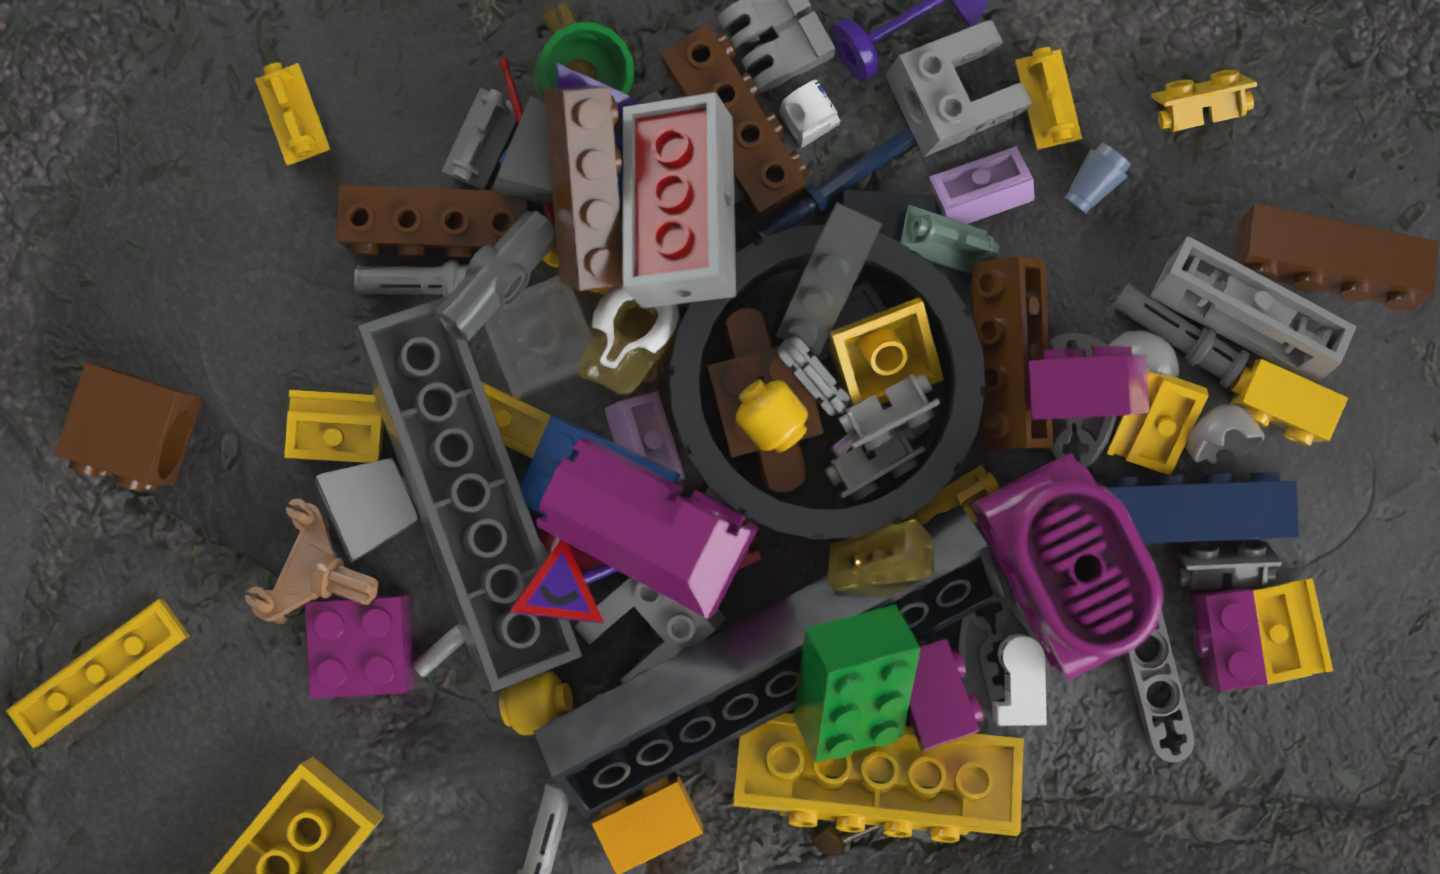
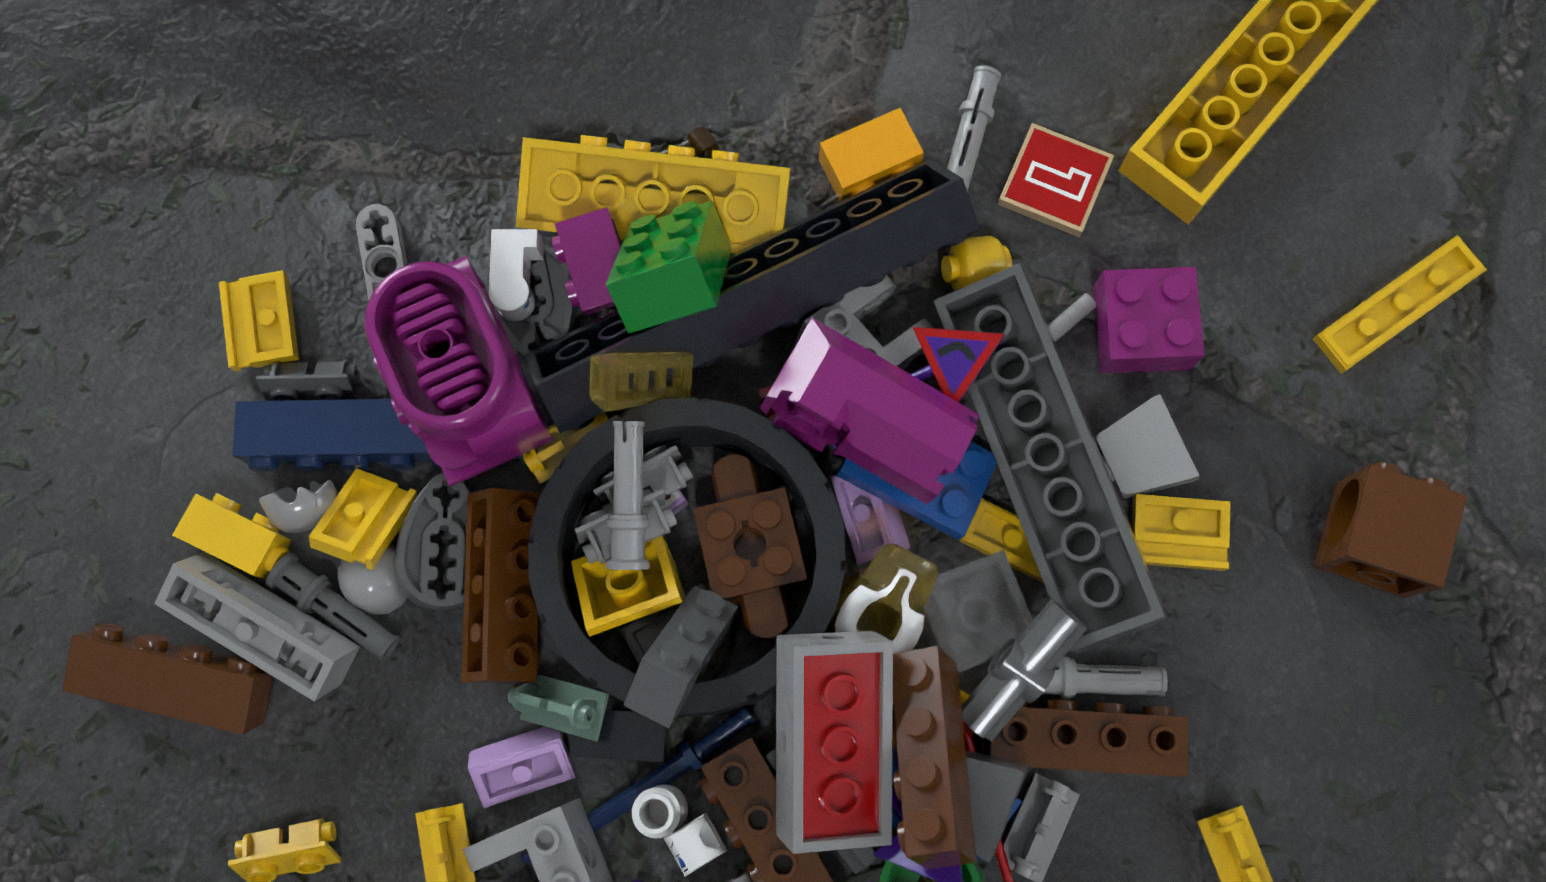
camera: 175 degrees left, 10 degrees down
(310, 571) = (1199, 387): medium nougat axle -> none
(450, 804) = (1055, 180): none -> red tile
(771, 415) = (743, 520): yellow head -> none
(813, 375) = (700, 563): axle -> none
(844, 143) = (659, 811): none -> white brick
(887, 411) = (628, 520): none -> light grey pin
(1093, 386) = (424, 542): magenta brick -> none
(1097, 177) = (402, 770): sand blue cone -> none
(1229, 639) = (313, 312): magenta brick -> none

